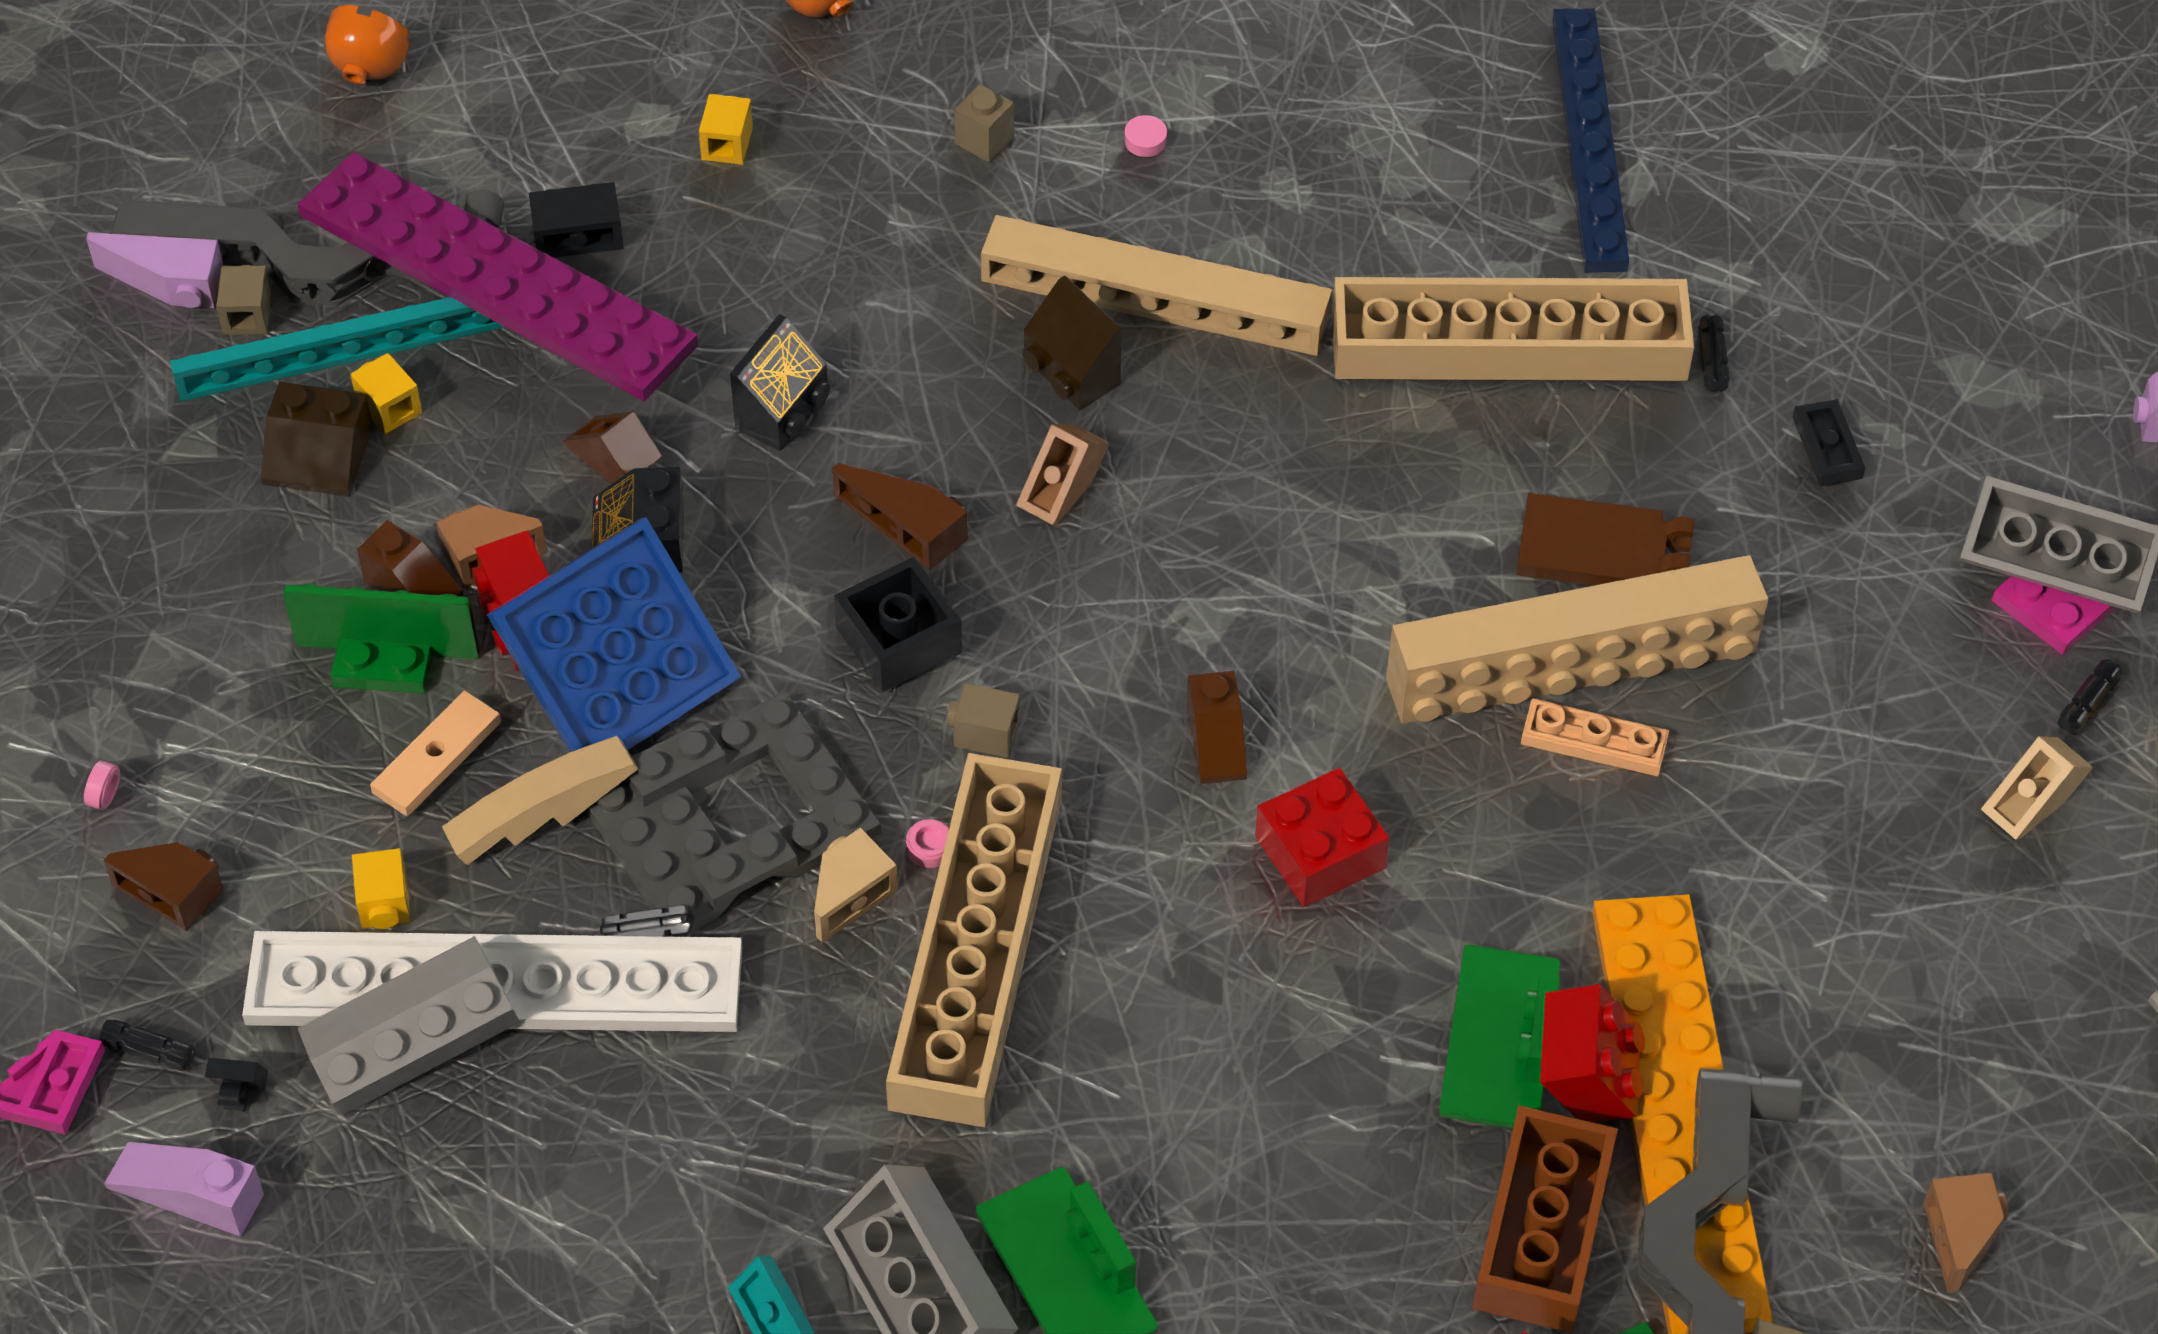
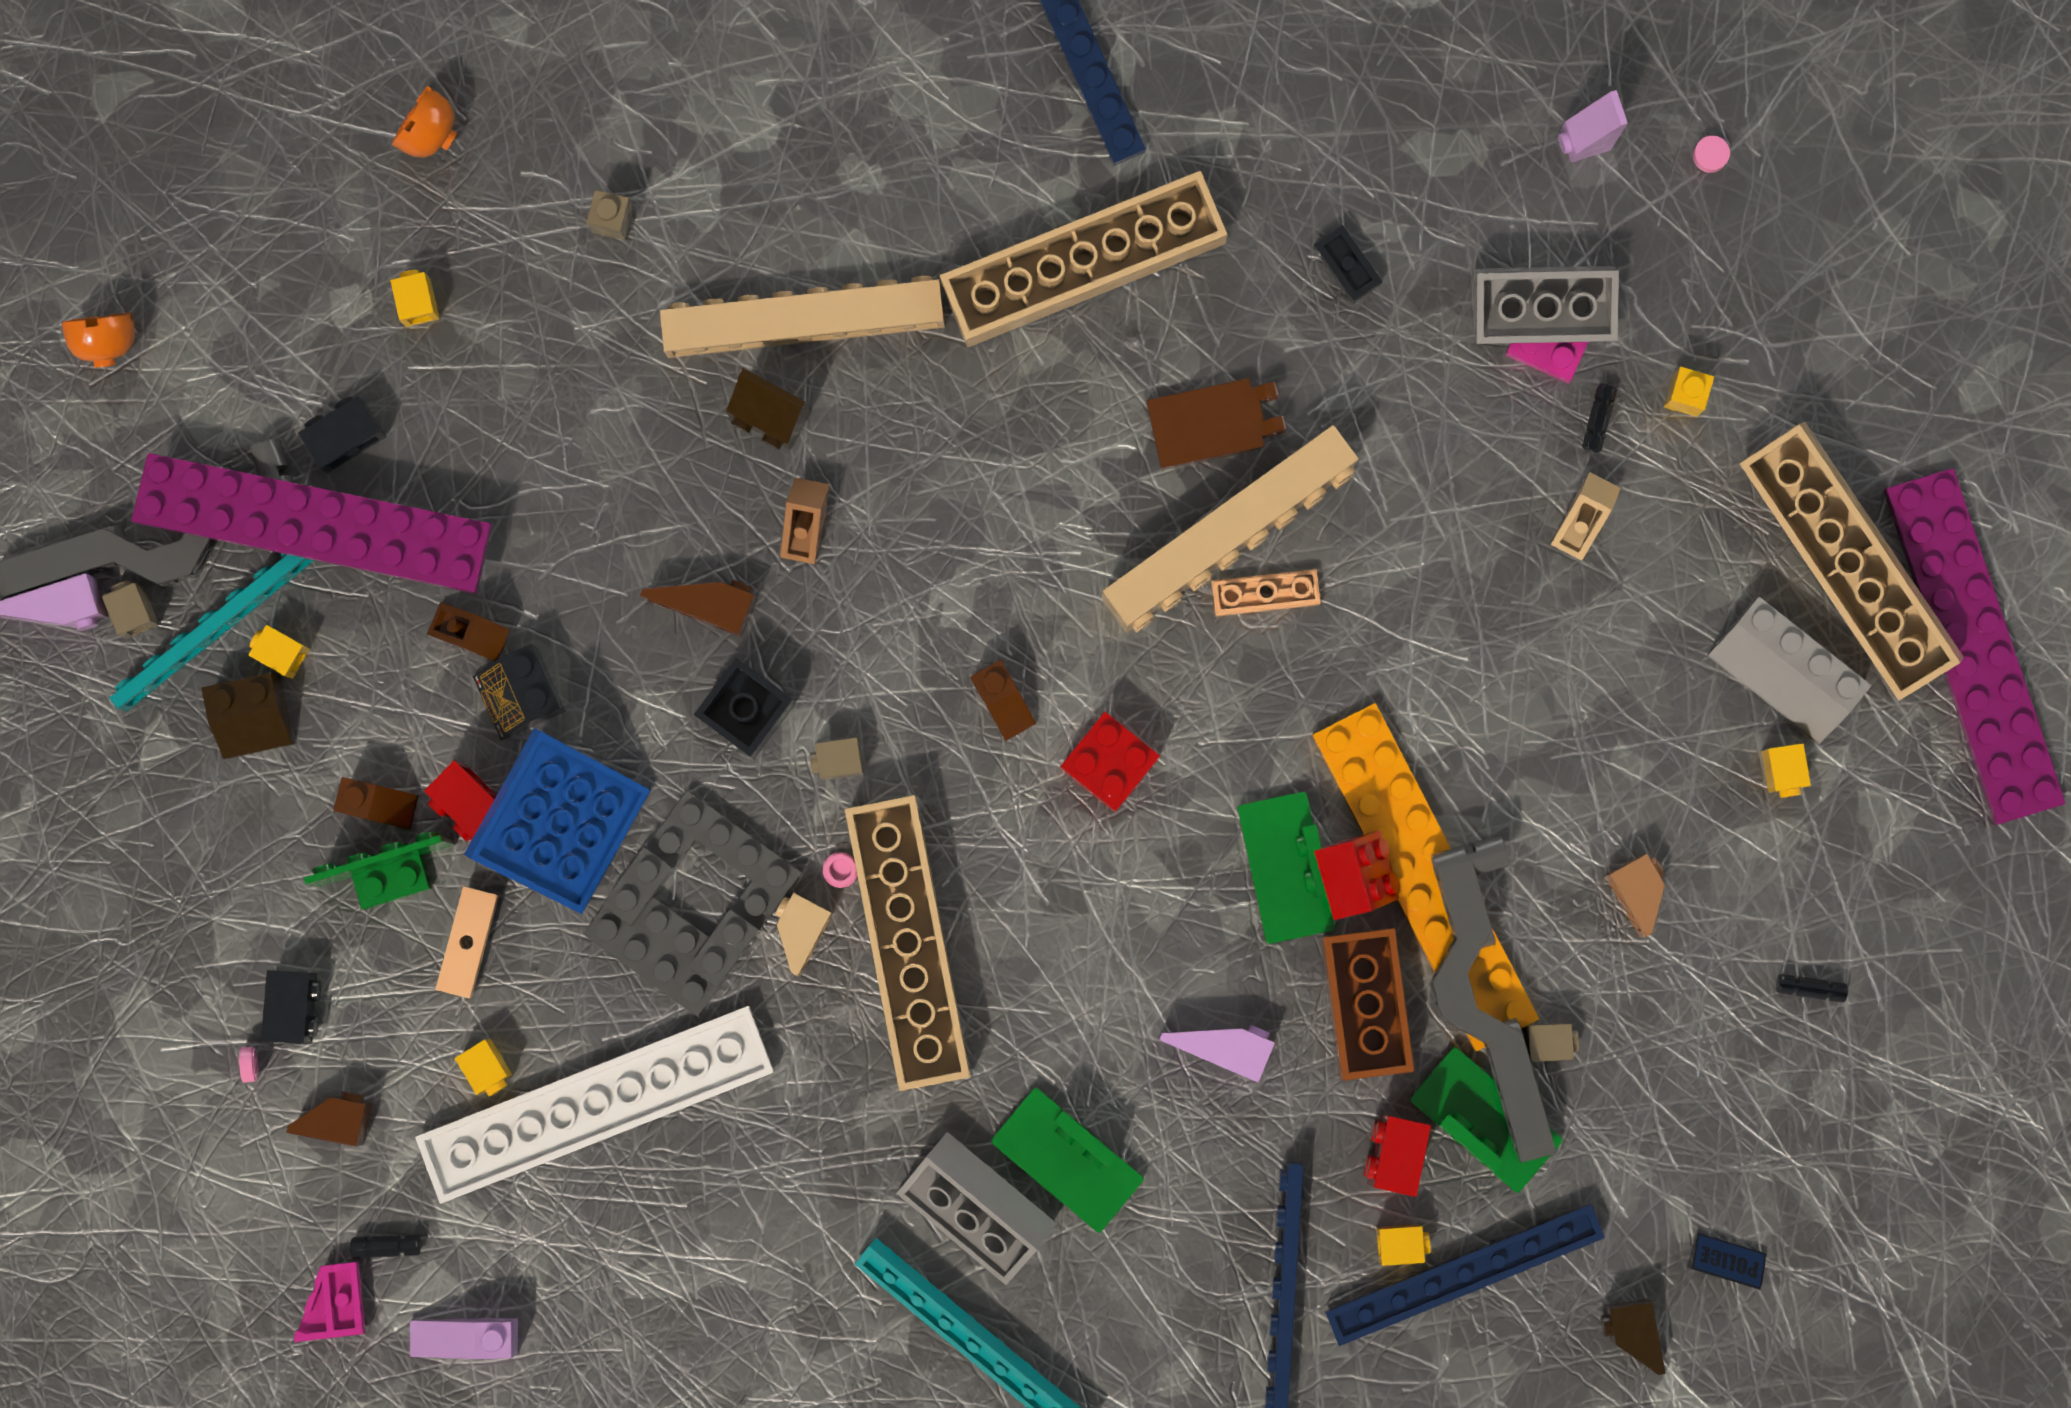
camera: 15 degrees left, 30 degrees up
(186, 743) = (290, 1007): none -> black brick
(235, 1080) = (459, 1250): black tile -> none
(407, 1026) = (556, 1171): light grey slope -> none
(479, 526) = (415, 753): medium nougat slope -> none
(553, 790) = (558, 953): tan slope -> none
(649, 922) = (679, 1021): axle -> none
(778, 385) = (568, 534): black slope -> none
(1145, 136) = (735, 169): bright pink tile -> none
(1331, 1206) = (1230, 1048): none -> lavender slope
(1713, 353) = (1236, 210): black axle -> none

